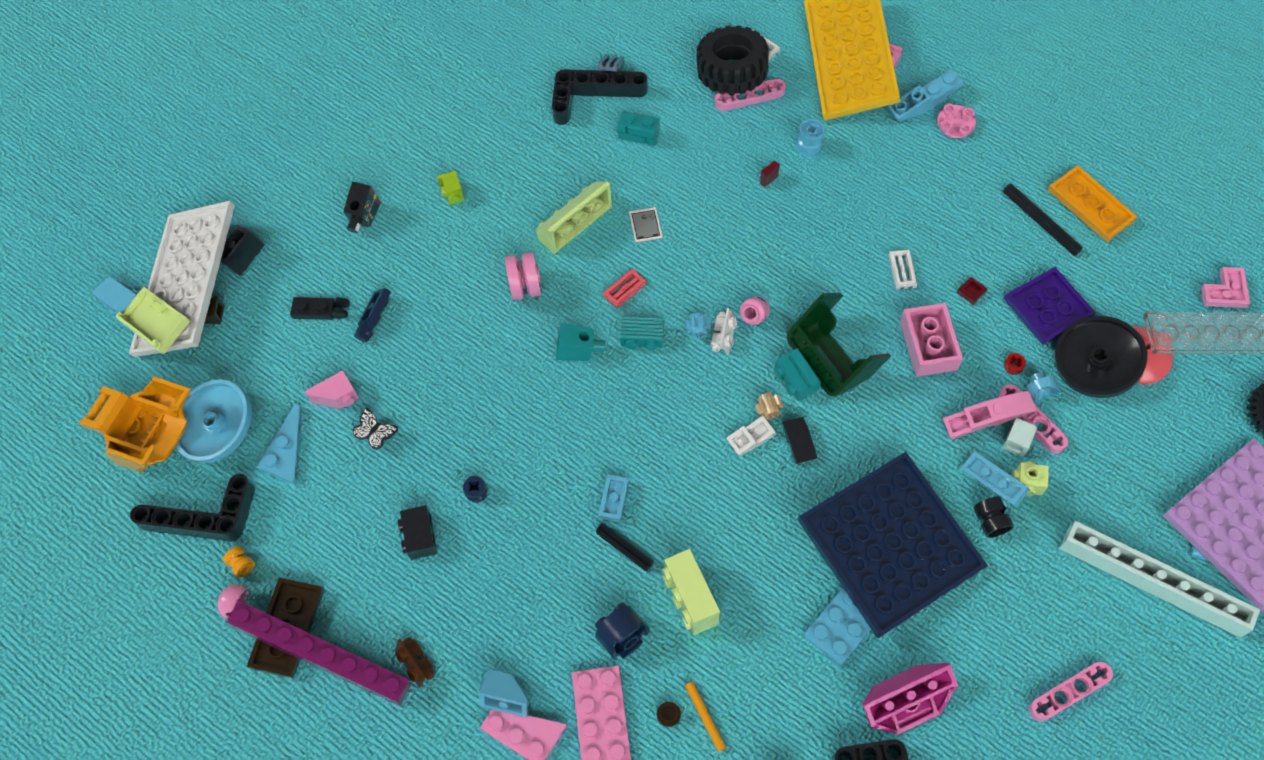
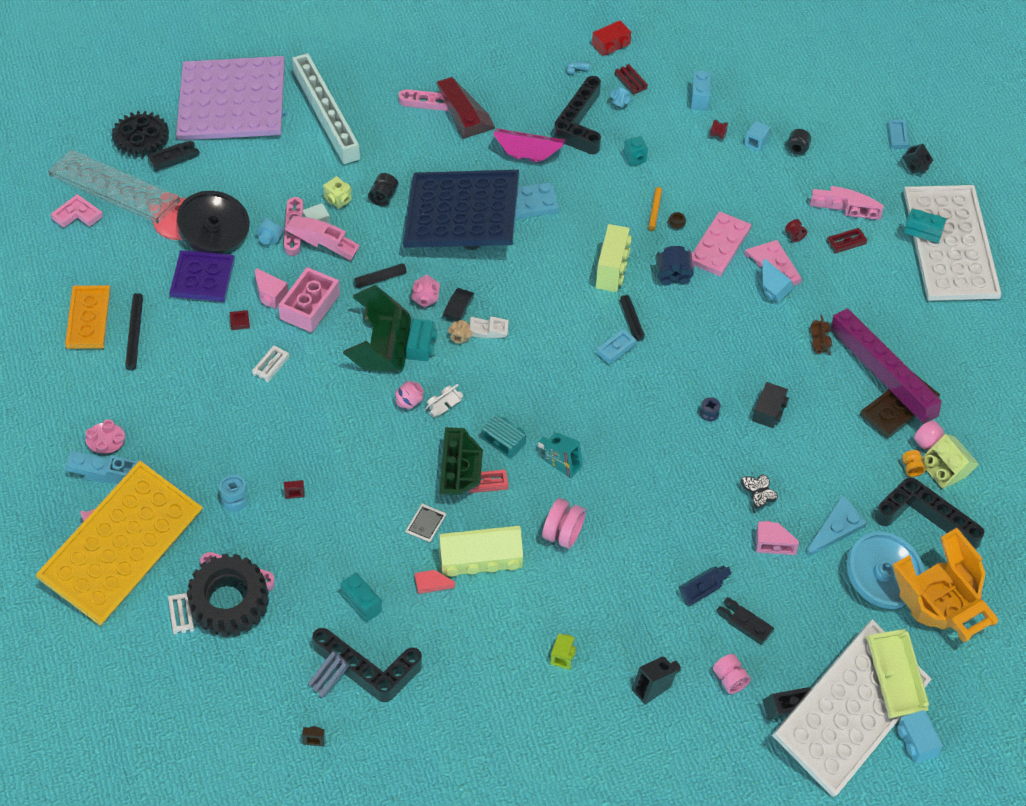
camera: 150 degrees left, 10 degrees down
(199, 587) = (948, 461): none -> yellowish green slope
(302, 250) = (732, 675): none -> bright pink wheel
(585, 25) = (313, 736): none -> dark brown plate
(601, 174) = (432, 581): none -> coral tile
(652, 269) = (460, 462): none -> dark green wedge
(698, 325) = (459, 412): medium azure gear -> none
(838, 424) = (425, 291): none -> bright pink brick
(900, 422) = (380, 275): none -> black axle
(979, 331) = (270, 288): none -> bright pink slope
(995, 479) = (361, 203): medium azure plate -> none
(1014, 357) = (262, 260): red bush -> none
(1015, 695) = (465, 110): none -> dark red wedge
(1228, 412) = (173, 155): none -> black hinge

